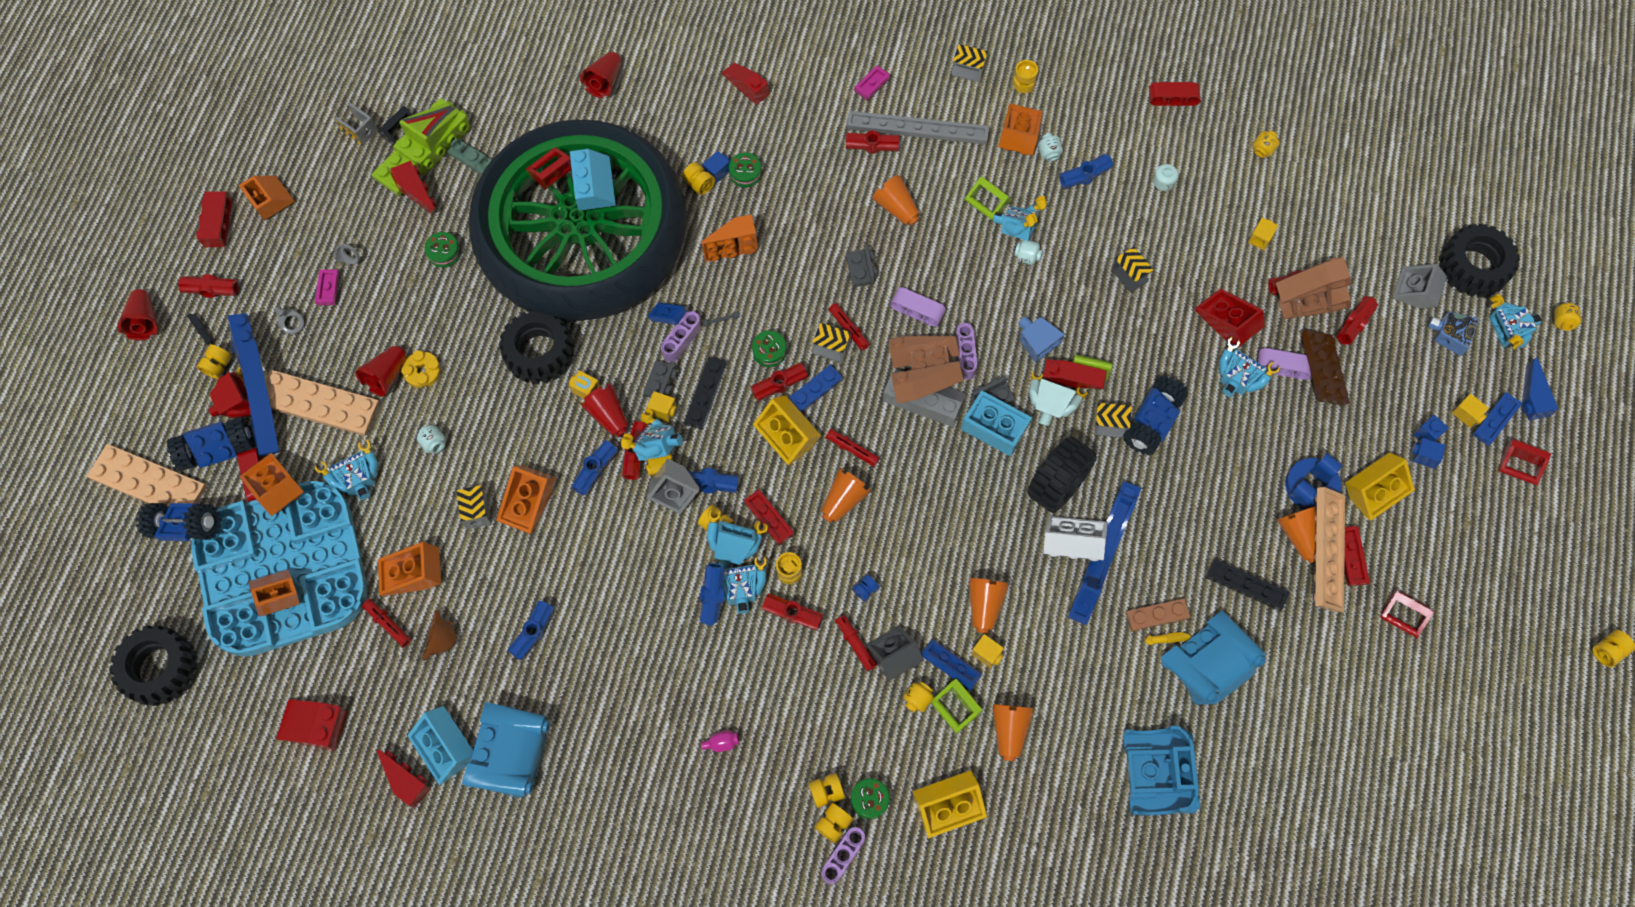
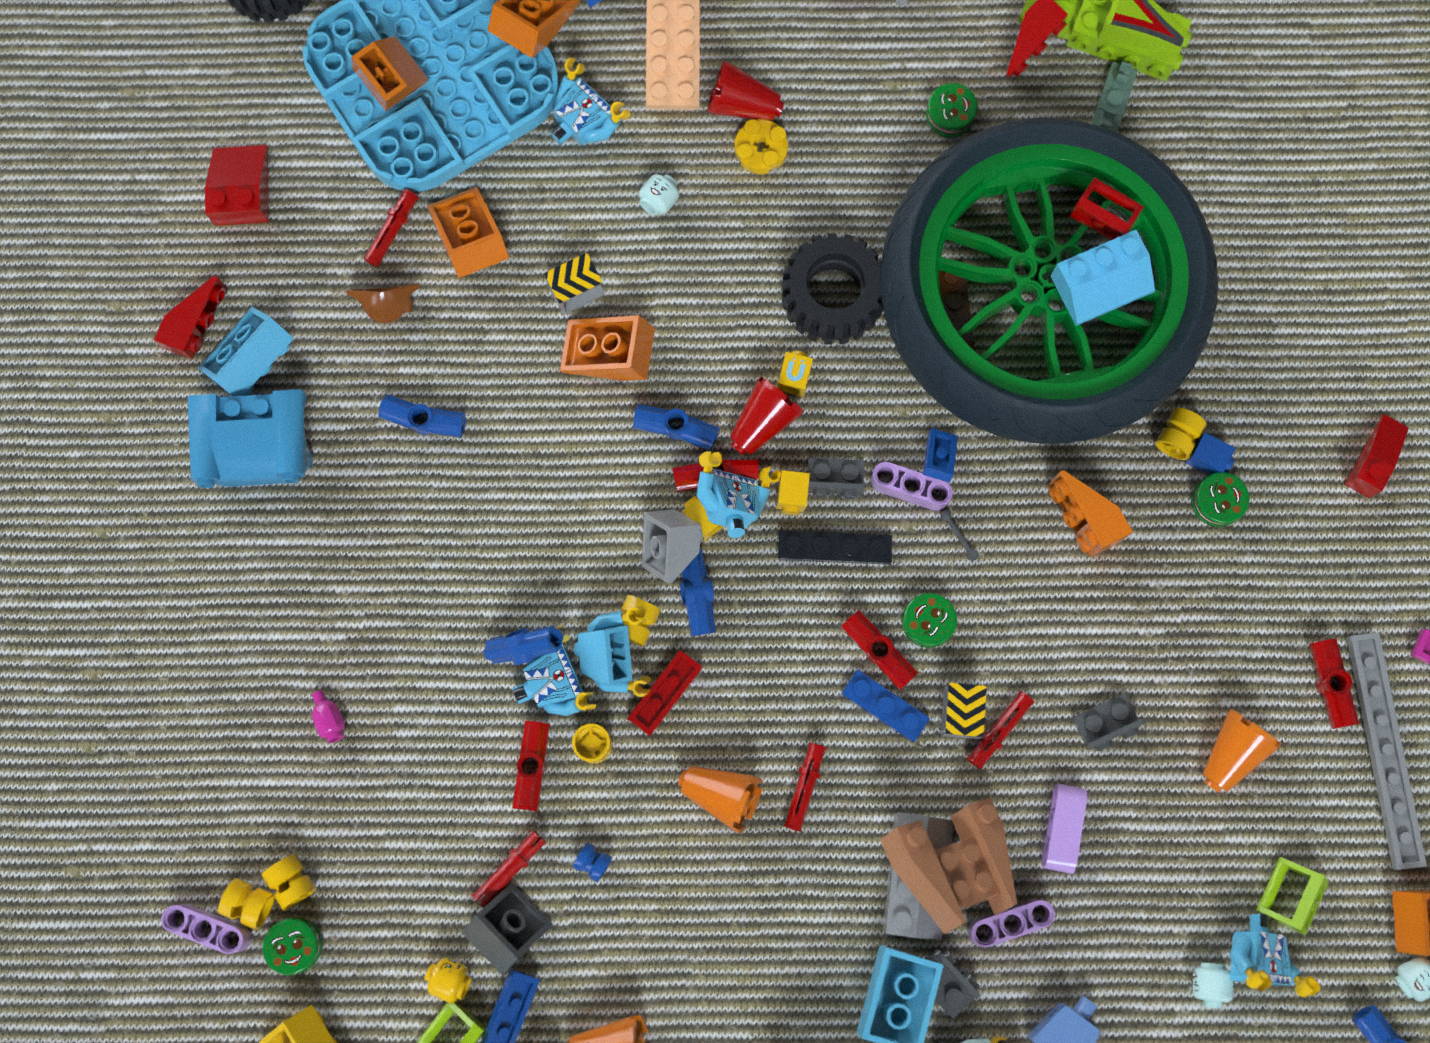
camera: 75 degrees right, 10 degrees up
(601, 75) = (1315, 237): red cone -> none
(786, 429) = (807, 682): yellow slope -> none

